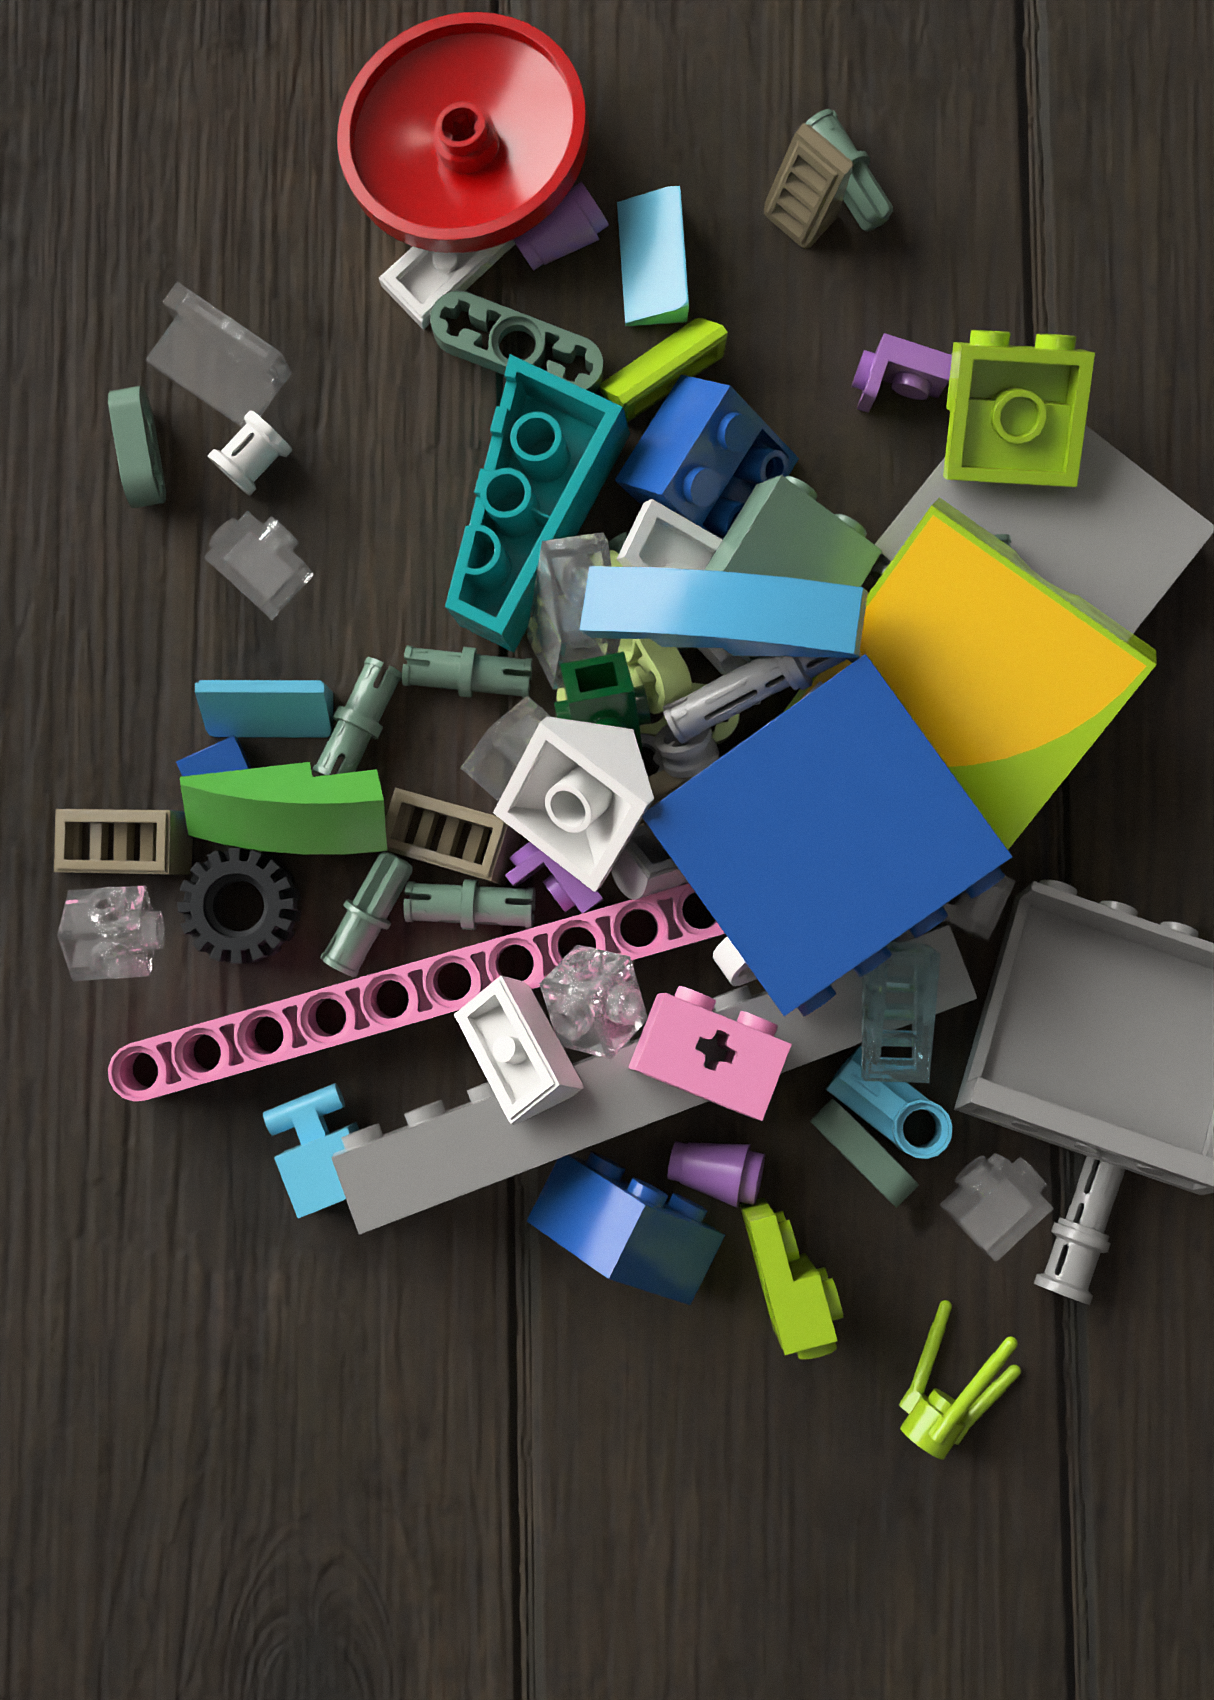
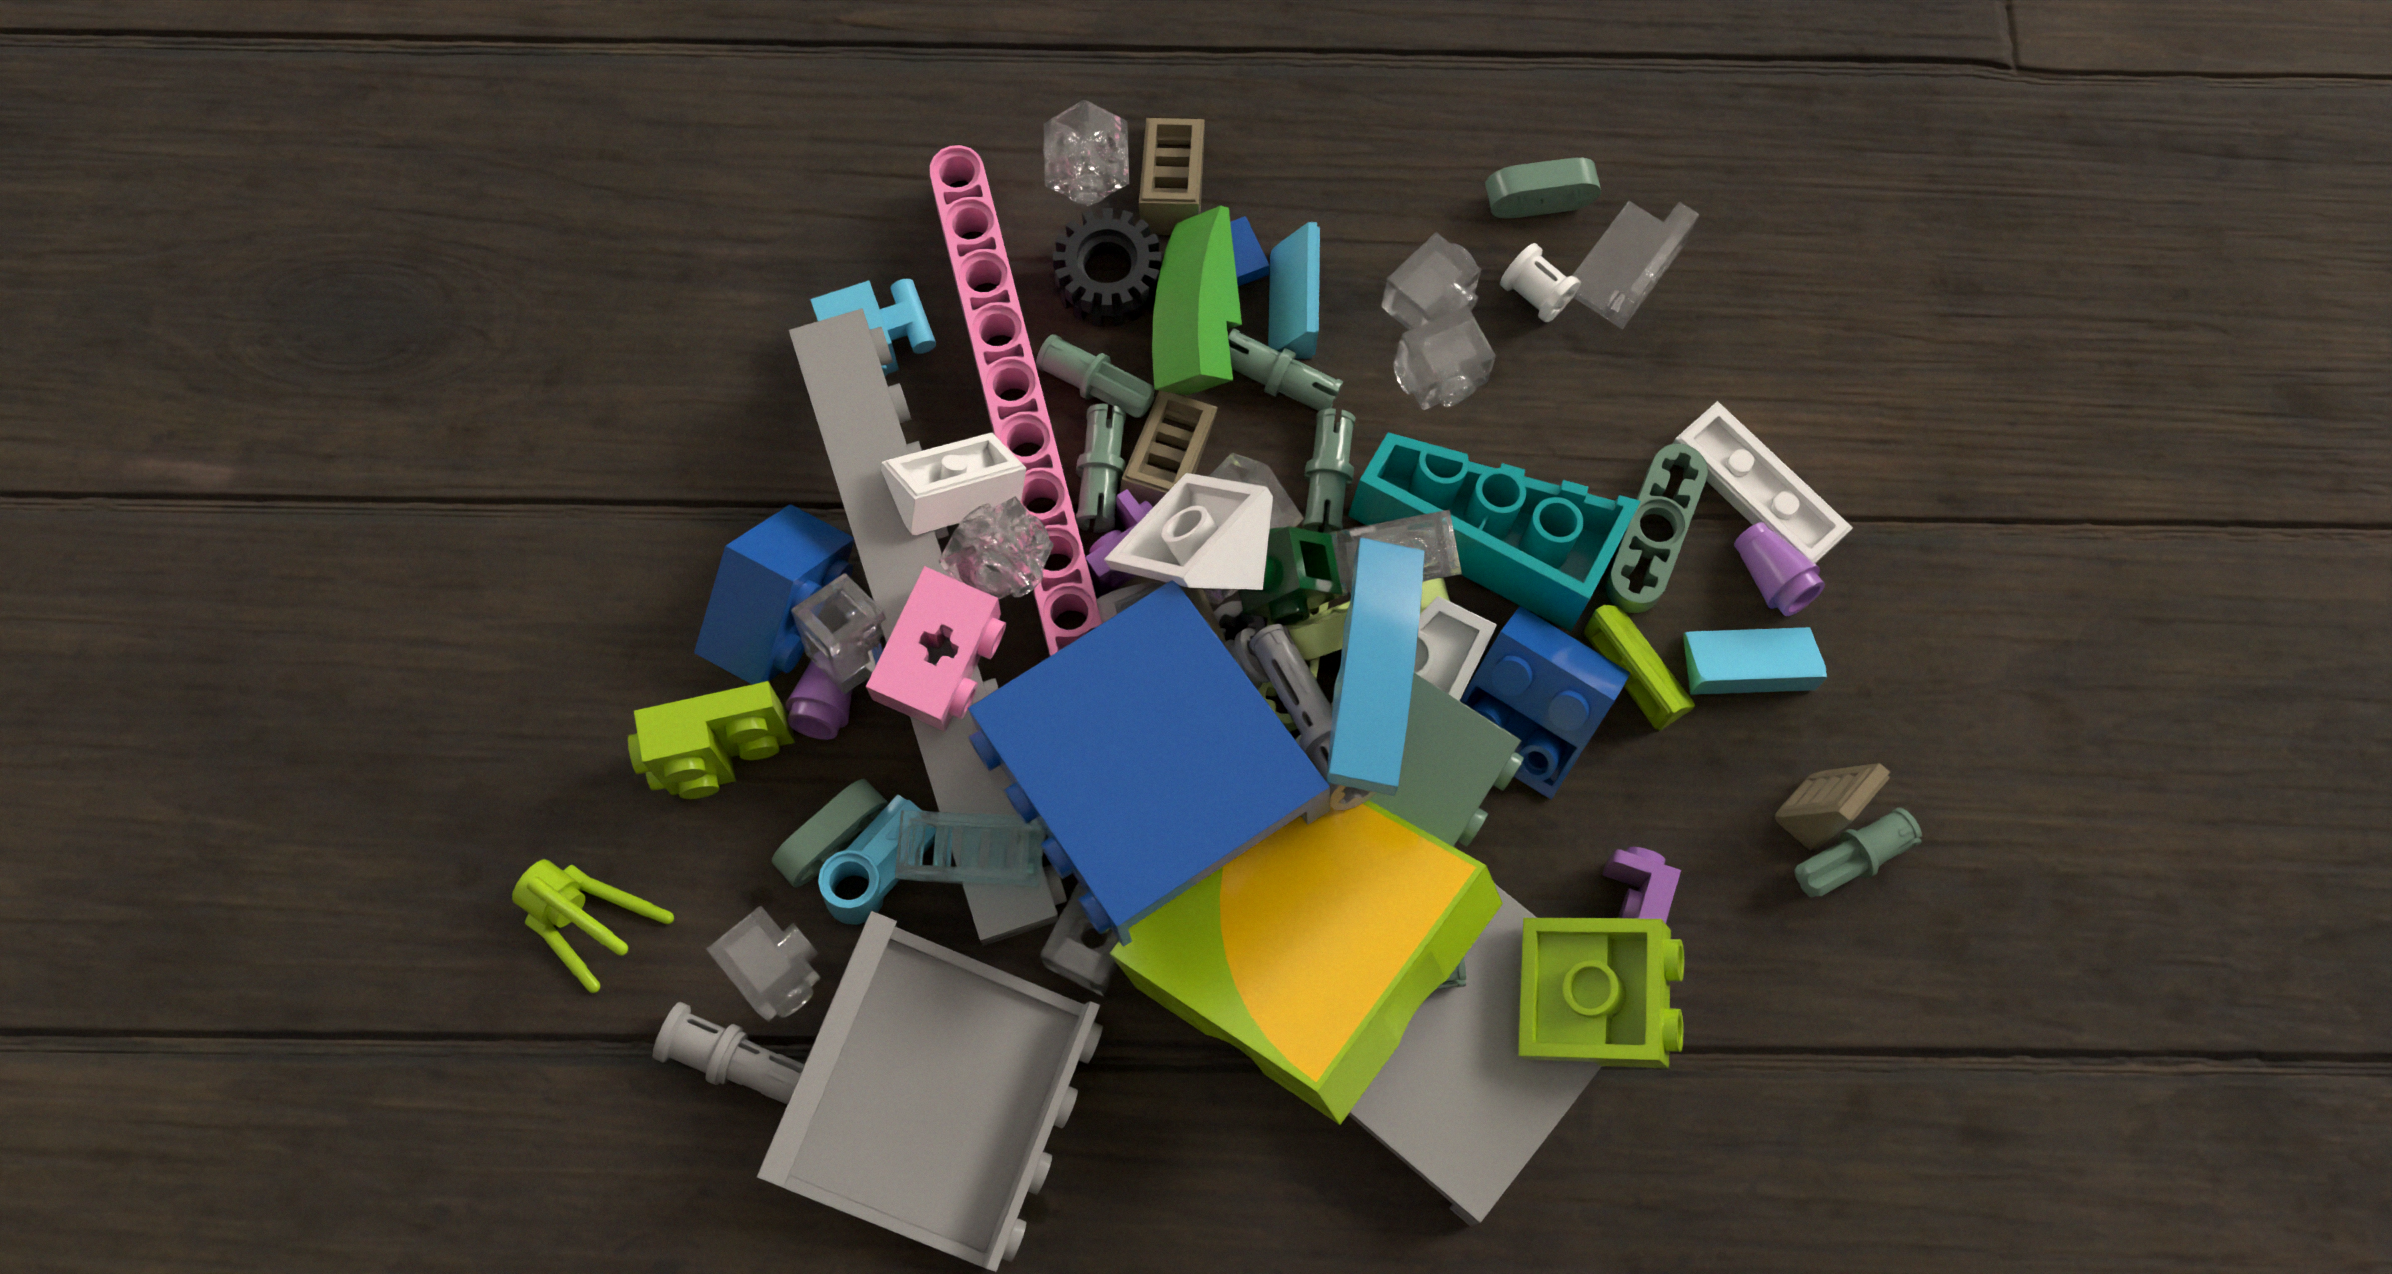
camera: 90 degrees right, 15 degrees down
(343, 553) = (1444, 360): none -> clear brick
(463, 132) = (1865, 473): red dish -> none
(682, 1152) = (841, 632): none -> clear brick

